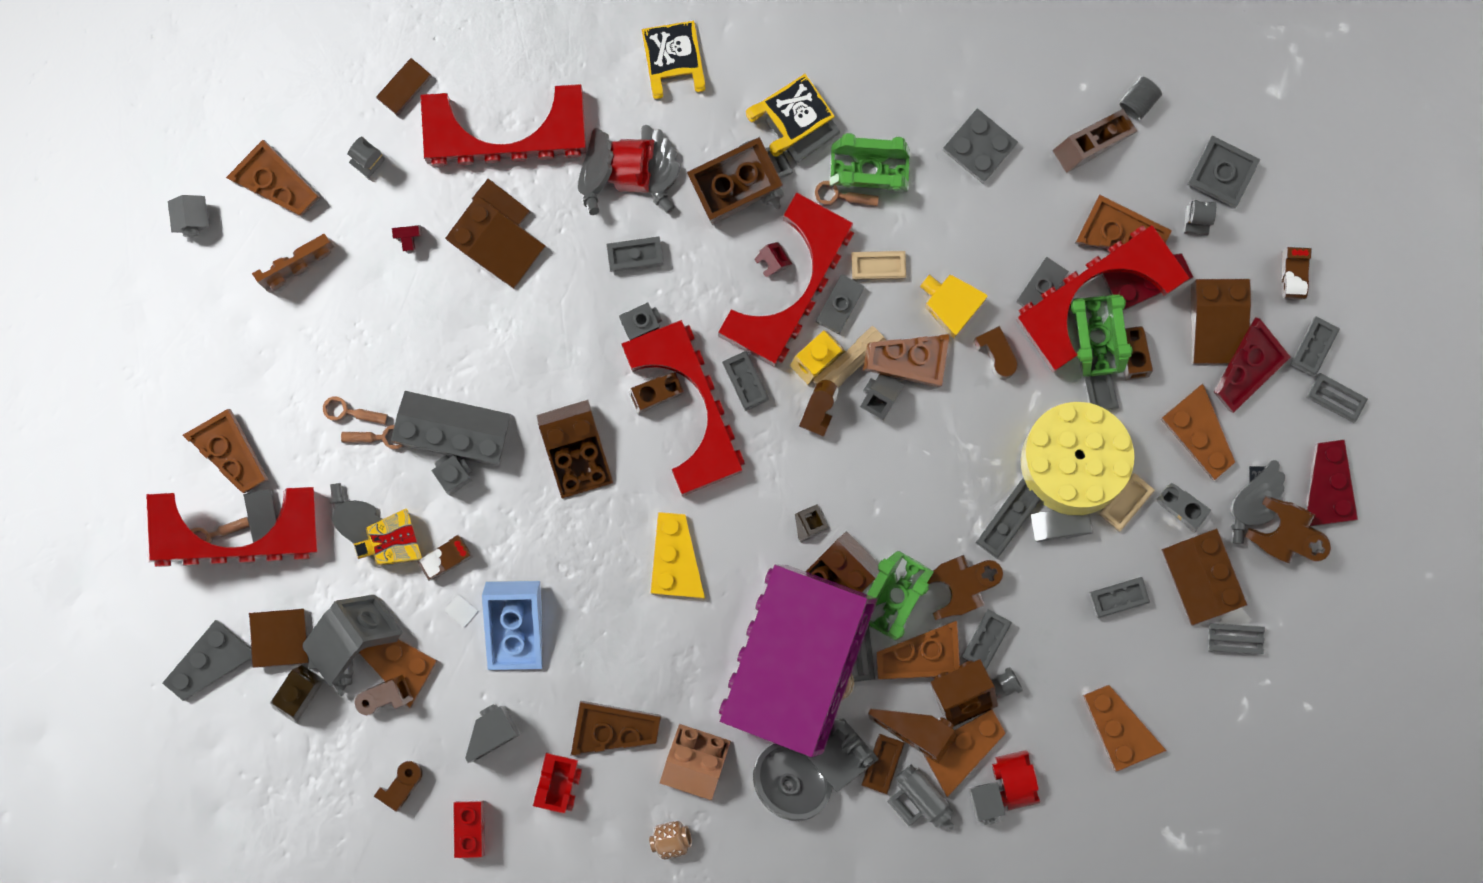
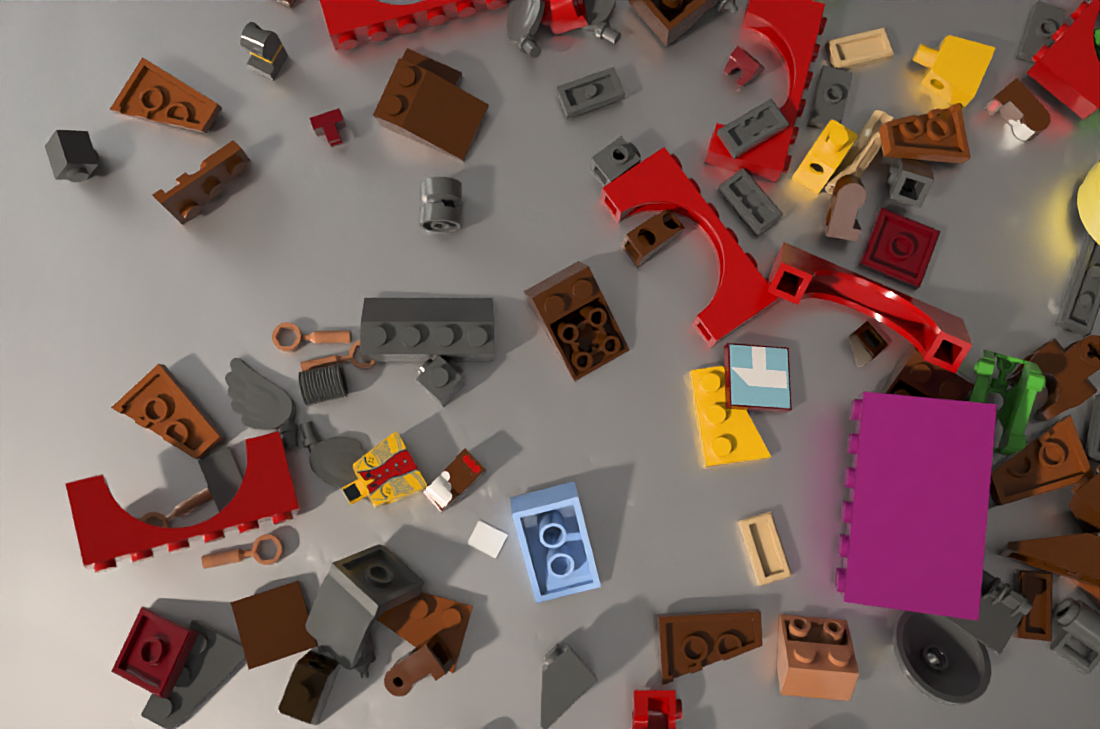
camera: 15 degrees left, 5 degrees down
(182, 637) = (155, 652): none -> dark red tile
(260, 577) = (239, 555): none -> nougat piece
(303, 457) = (261, 402): none -> dark grey animal
(356, 455) = (322, 384): none -> dark grey piece
(484, 326) = (440, 204): none -> dark grey wheel
(680, 669) = (765, 548): none -> tan tile
(710, 531) = (757, 378): none -> tile
(757, 323) = (752, 128): none -> dark grey plate
(772, 456) = (934, 332): none -> red arch
(861, 448) = (899, 248): none -> dark red tile

